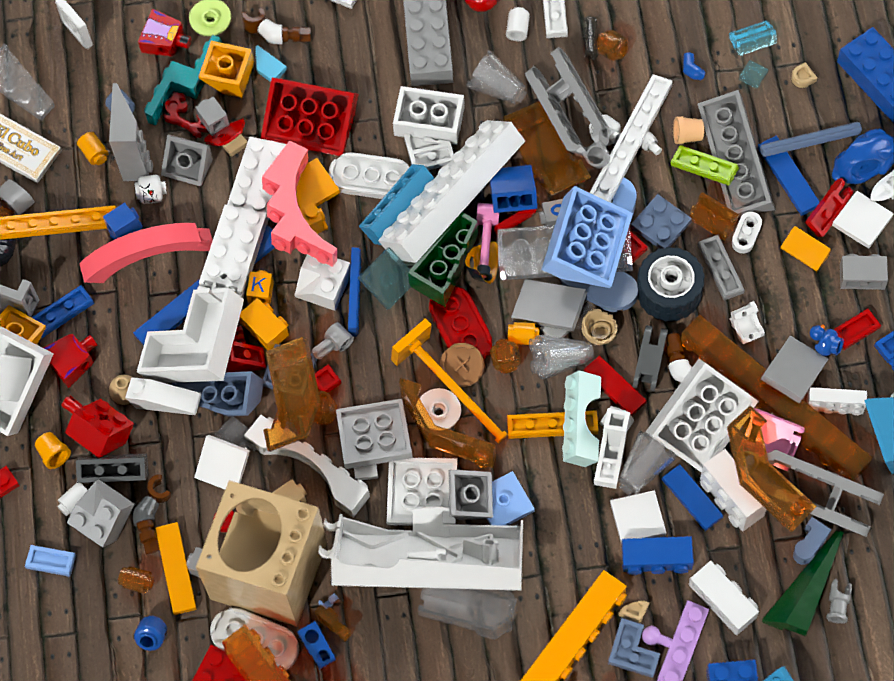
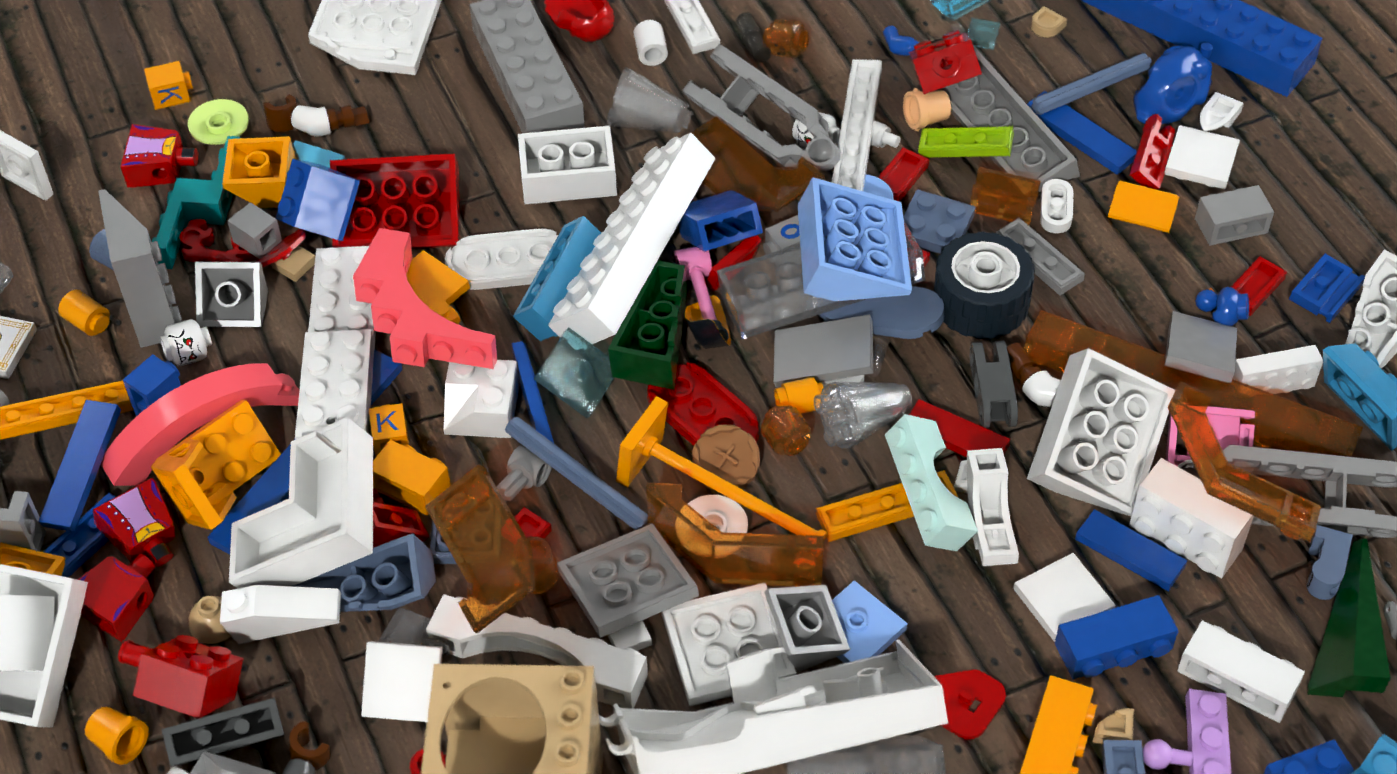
camera: 20 degrees left, 15 degrees down
(67, 264) = (80, 466): none -> blue tile
(93, 314) = (138, 523): none -> red torso
(147, 285) = (214, 463): none -> light orange bracket
(257, 104) = (317, 199): none -> slope
(364, 352) = (576, 473): none -> sand blue axle
(428, 152) = (593, 205): white wing -> none
(547, 563) = (960, 692): none -> red piece
(599, 327) = (905, 362): tan hair -> none
(644, 463) = (1046, 514): clear cone -> none
(652, 178) = (904, 172): none -> red tile
(707, 102) = (944, 61): none -> red brick
(747, 323) = (1106, 309): white piece -> none

